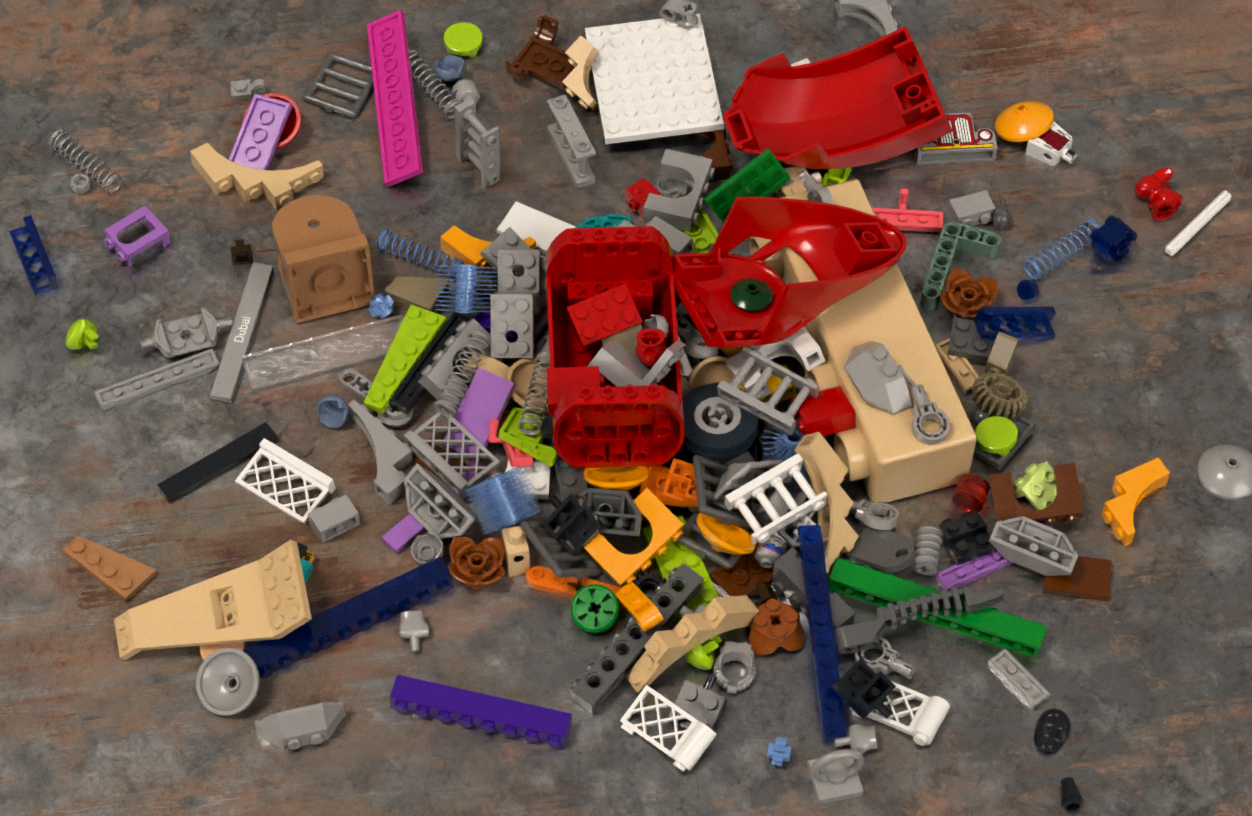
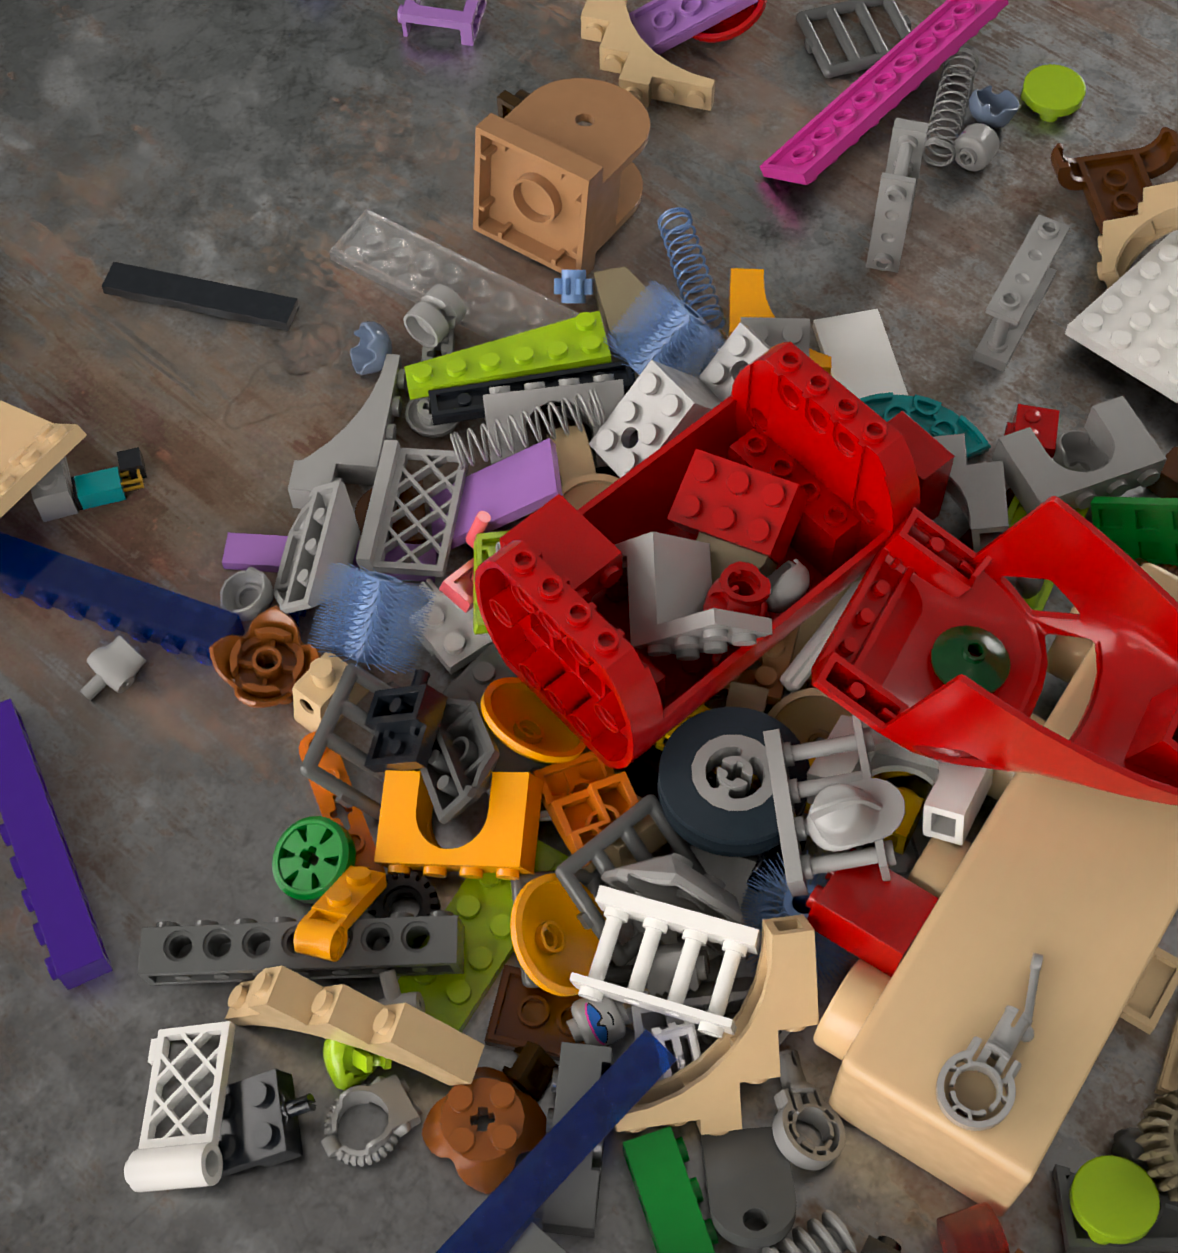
camera: 55 degrees right, 5 degrees up
(82, 334) = (257, 54): lime piece -> none
(157, 379) = (269, 163): light grey tile -> none
(201, 327) = (334, 129): light grey plate -> none
(241, 332) = (384, 198): light grey tile -> none
(299, 470) = (255, 379): white fence -> none
(333, 518) = (210, 463): light grey brick -> none
(347, 369) = (435, 315): none -> light grey wheel
(785, 381) = (855, 814): none -> light grey piece
(878, 377) = (982, 940): light grey wedge -> none

